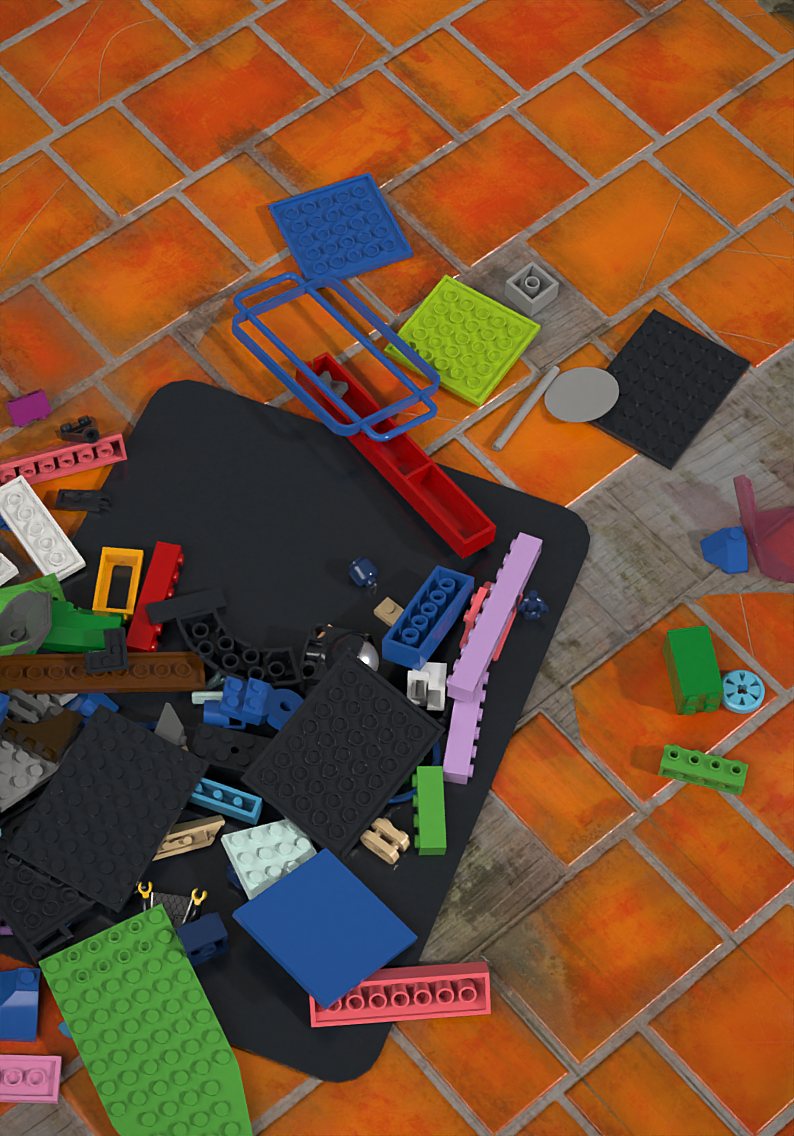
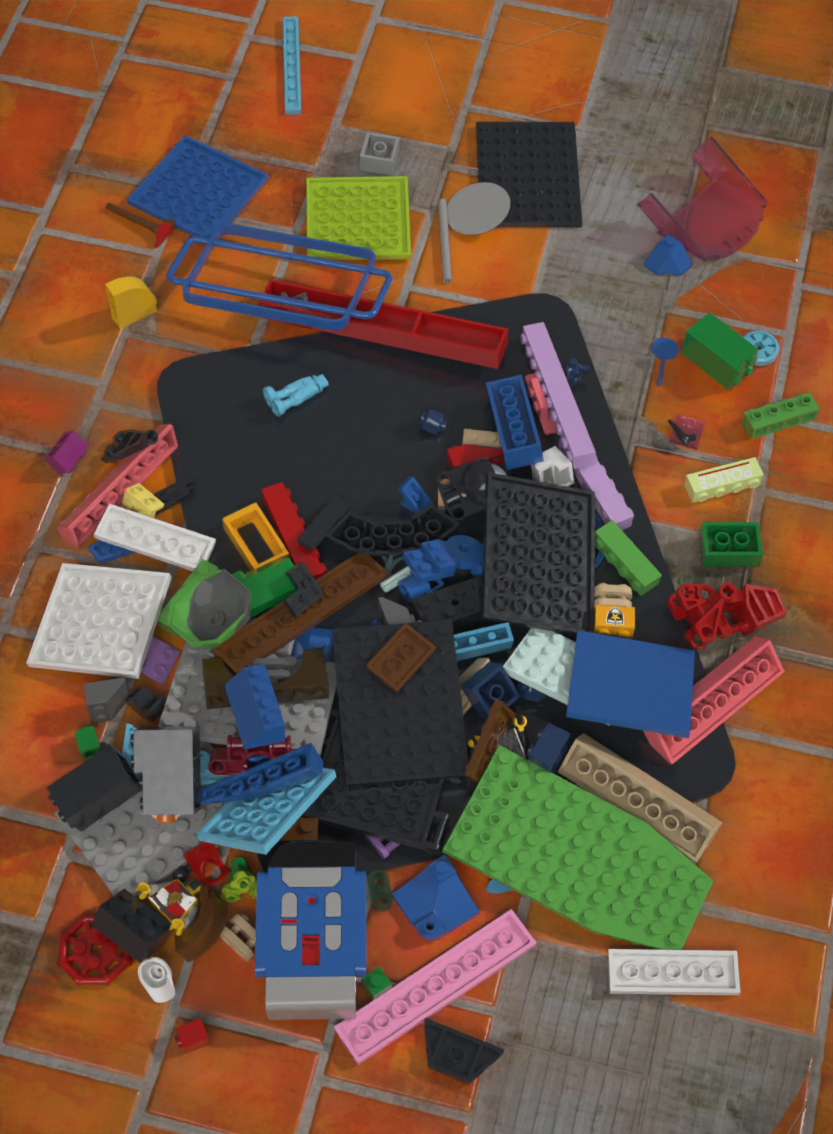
camera: 35 degrees left, 0 degrees up
(53, 490) = (141, 501): none -> light yellow bracket
(134, 768) = (401, 658): none -> reddish brown plate
(164, 886) = (488, 743): none -> reddish brown wing
(189, 300) = (129, 300): none -> yellow brick
(199, 850) = (487, 685): none -> dark blue brick
(254, 1036) = (640, 795): none -> tan slope
(266, 471) = (295, 392): none -> medium azure piece
(274, 252) = (161, 232): none -> reddish brown piece
(287, 630) = (414, 496): none -> blue slope
(365, 621) = (465, 454): none -> red slope
(369, 861) = (614, 621): none -> light orange brick
(508, 934) = (749, 610): none -> red piece
(525, 158) = (291, 55): none -> medium azure tile
(542, 861) = (730, 544): none -> green brick
(586, 729) = (685, 439): none -> black bar
(592, 796) = (723, 480): none -> yellowish green brick
(600, 729) = (689, 426): none -> clear pink piece
(647, 636) = (664, 349): none -> blue piece

